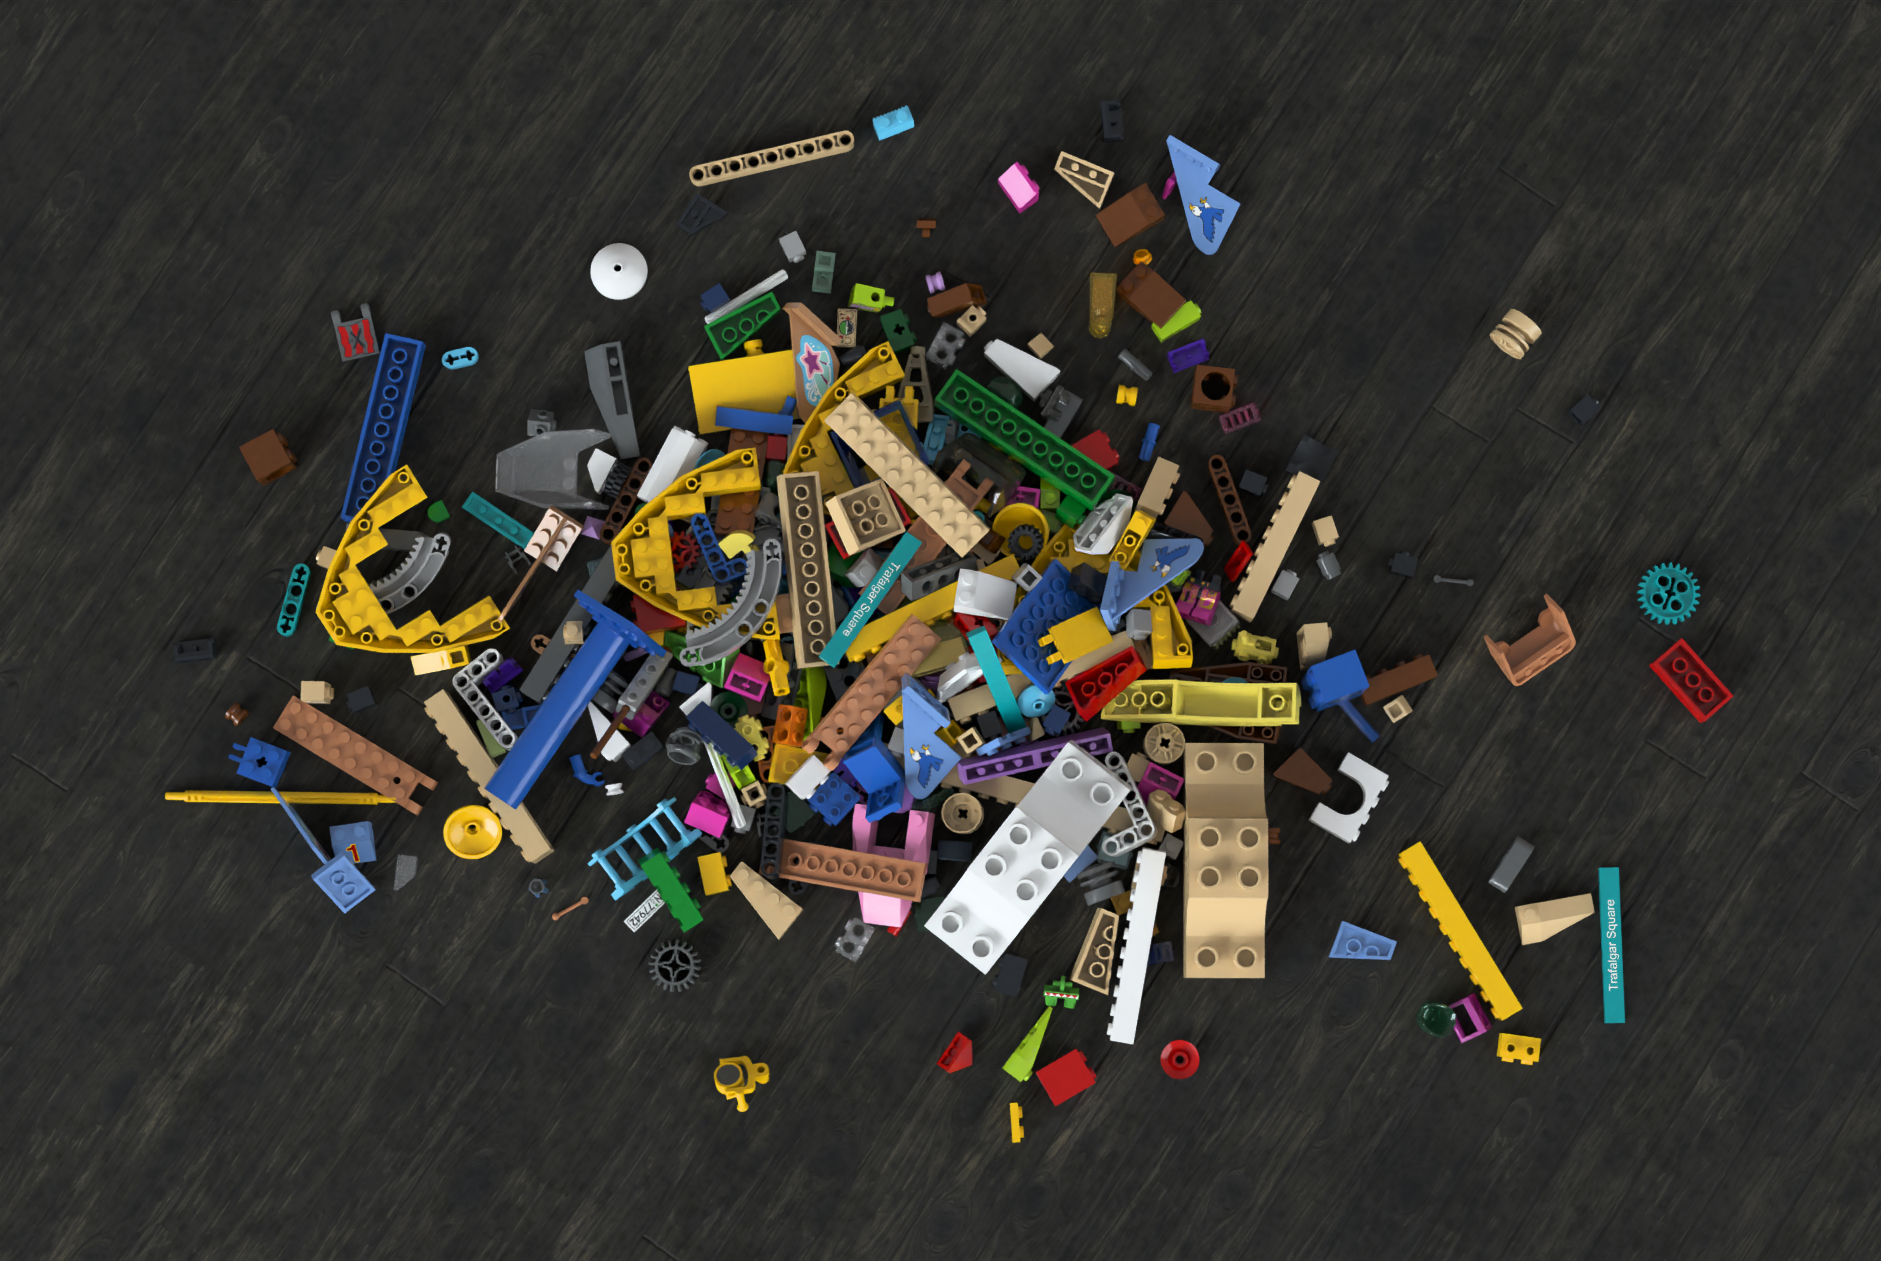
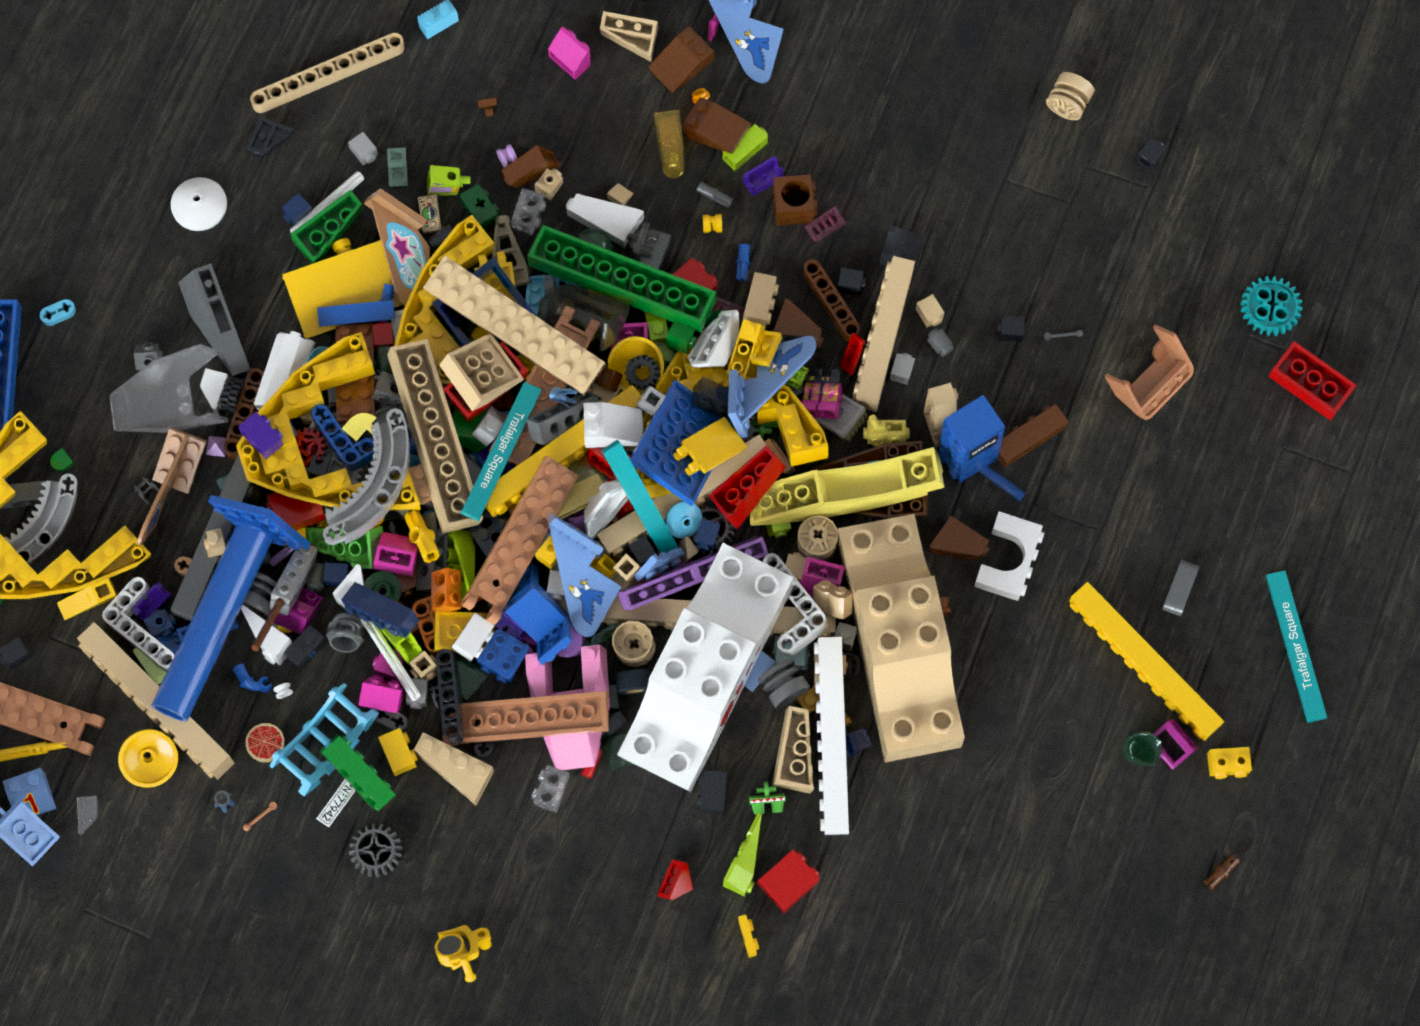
camera: 15 degrees left, 10 degrees down
(498, 520) = (121, 457): teal tile -> none
(587, 836) = (264, 741): none -> tile
(637, 538) = (261, 435): none -> dark purple brick
(750, 729) = (409, 599): light yellow brick -> none
(937, 551) = (558, 395): none -> flat silver piece
(983, 506) = (595, 349): yellow bush -> none
(1138, 624) = (768, 426): light grey brick -> none
(1152, 543) = (766, 348): none -> yellow plate
(1190, 1059) = (901, 831): red dish -> none
(1361, 944) = (1052, 693): medium blue wing -> none
(1397, 708) = (1037, 464): tan slope -> none
(1486, 1153) = (1221, 872): none -> reddish brown pin
(1547, 918) = (1230, 630): tan wedge -> none

